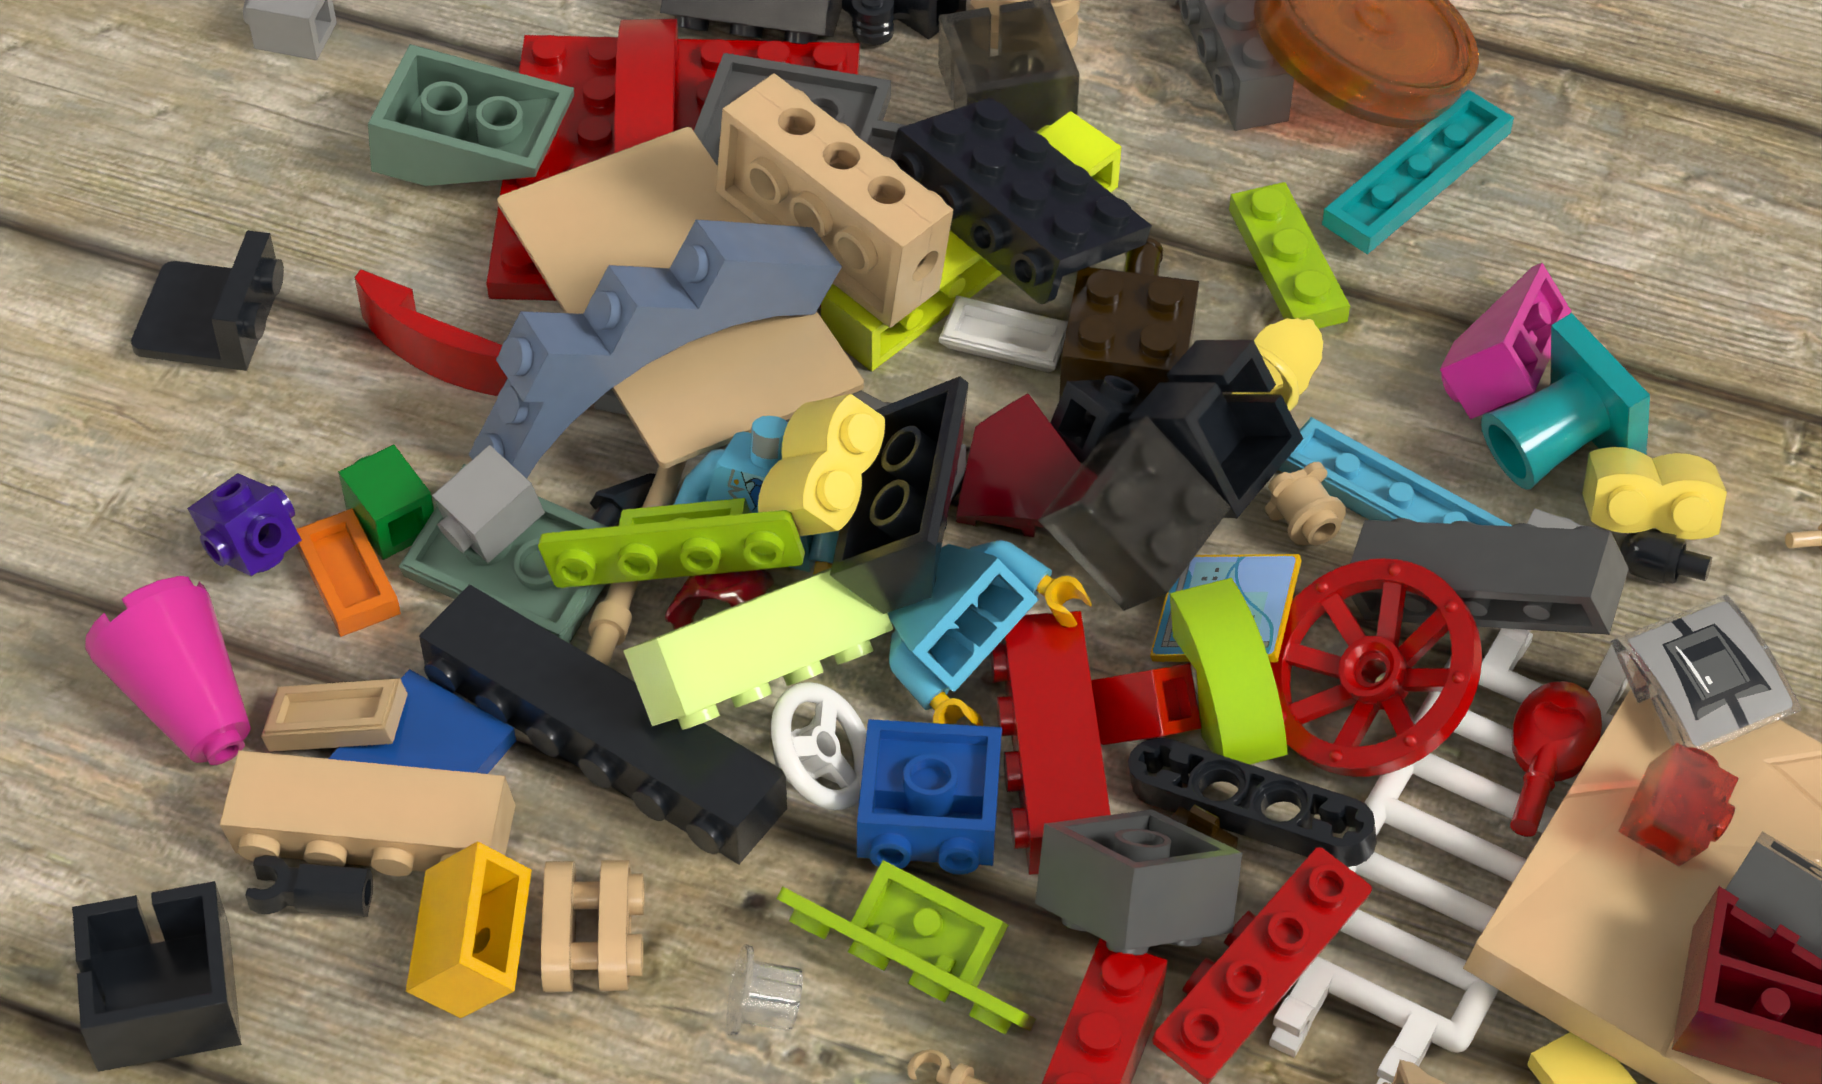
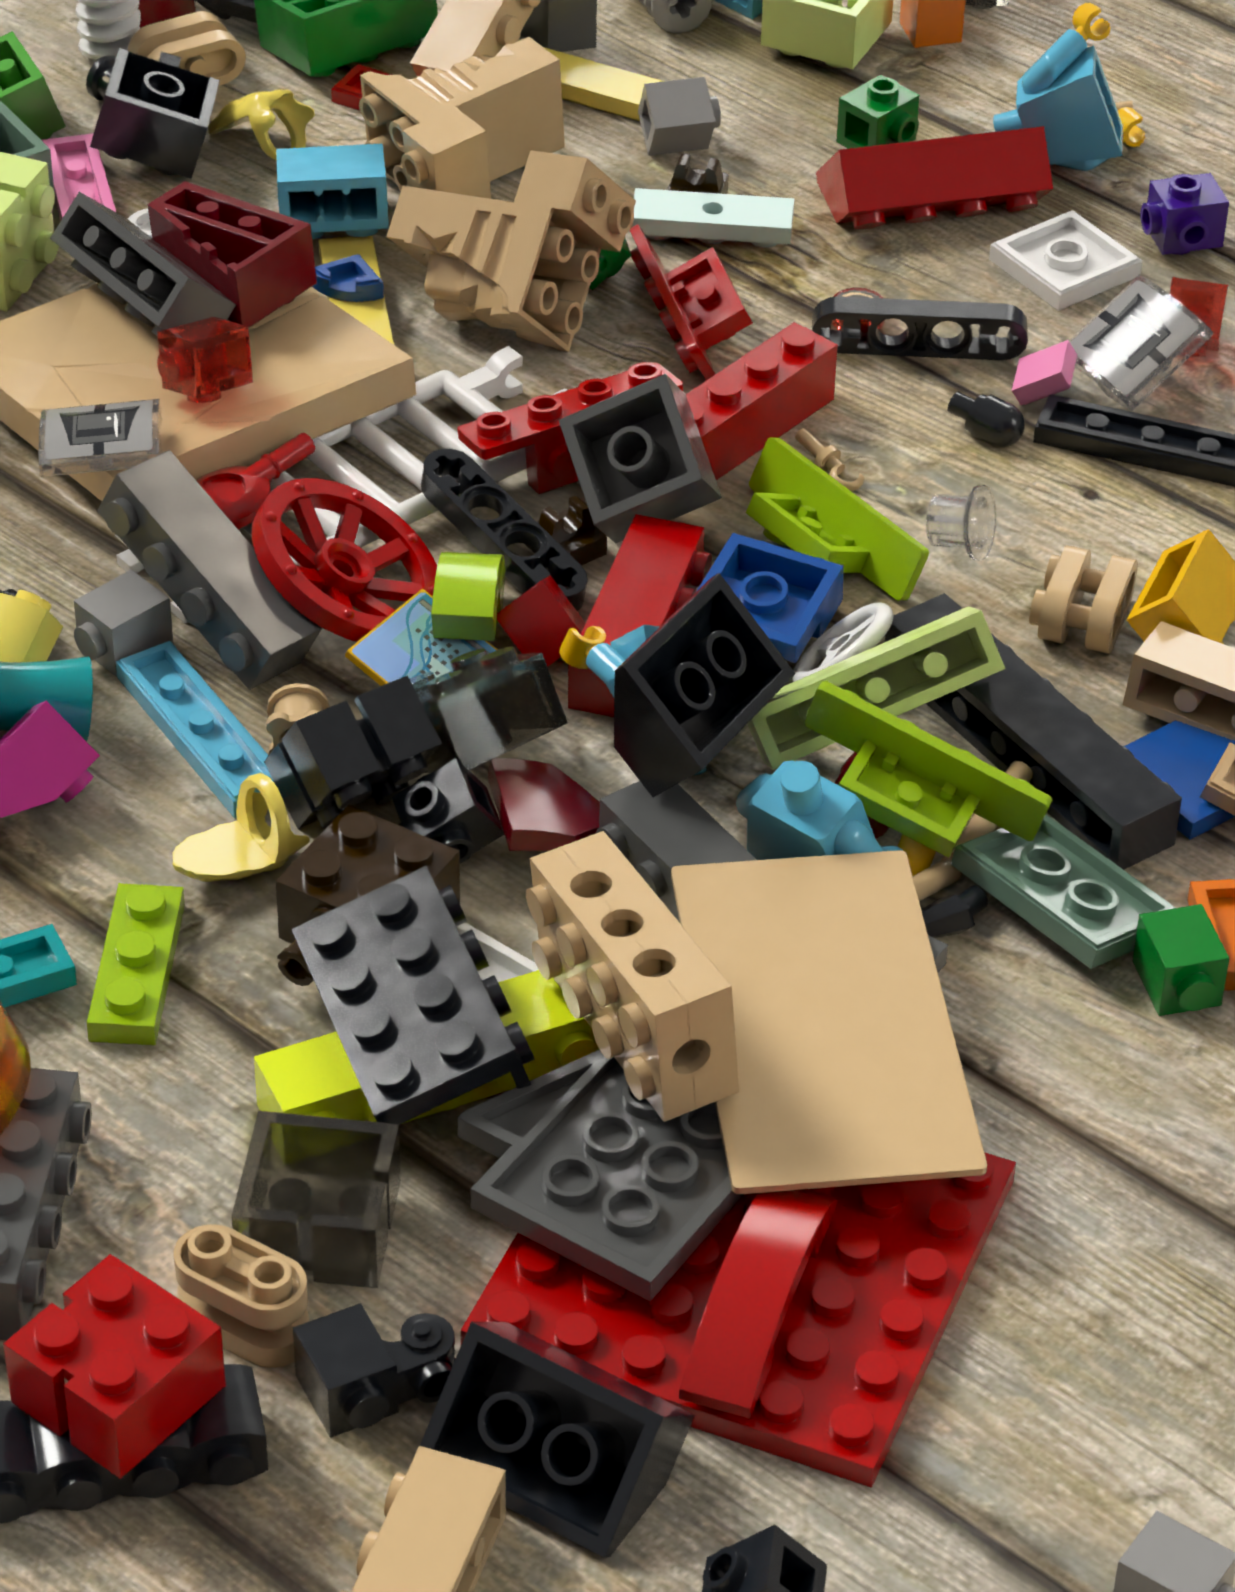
camera: 160 degrees left, 10 degrees down
(427, 342) = (1010, 1050): red slope -> none
(463, 121) = (991, 1318): sand green slope -> none
(487, 505) = (1086, 873): light grey brick -> none
(639, 314) = (890, 897): sand blue arch -> none
(822, 463) = (766, 724): light yellow brick -> none

